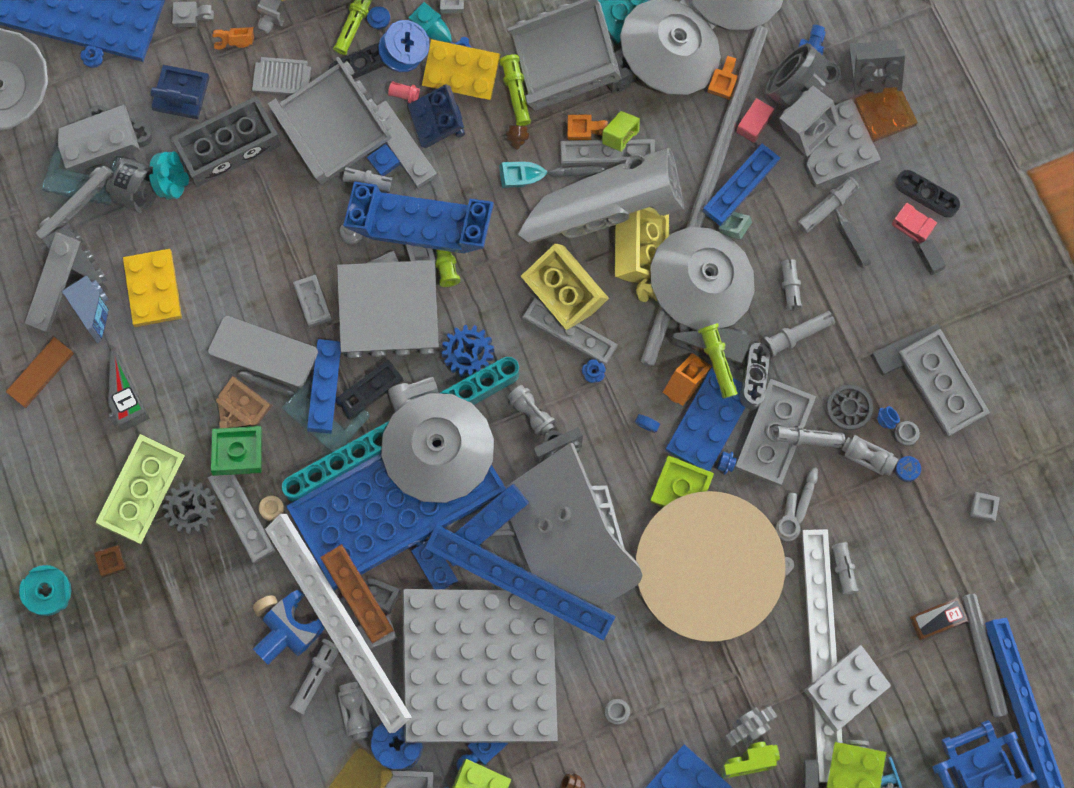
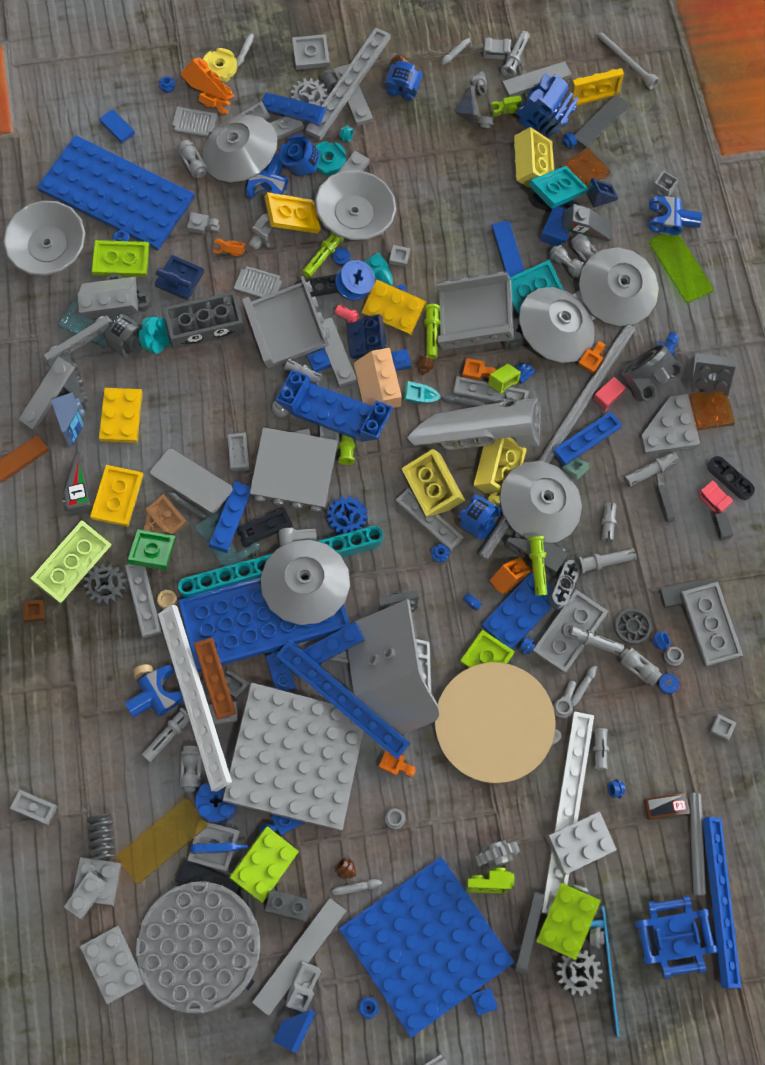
camera: 10 degrees right, 5 degrees down
(98, 83) = (120, 258): none -> lime plate
(175, 392) = (117, 495): none -> yellow plate
(464, 168) = (378, 378): none -> light nougat slope
(485, 136) = (401, 360): none -> blue plate
(524, 402) = (380, 563): light grey piece -> none
(600, 649) = (393, 765): none -> orange plate
(632, 316) = (479, 517): none -> blue brick
(645, 114) = (526, 371): none -> blue plate
(810, 120) = (651, 401): light grey slope -> none
(874, 612) = (616, 788): none -> blue plate

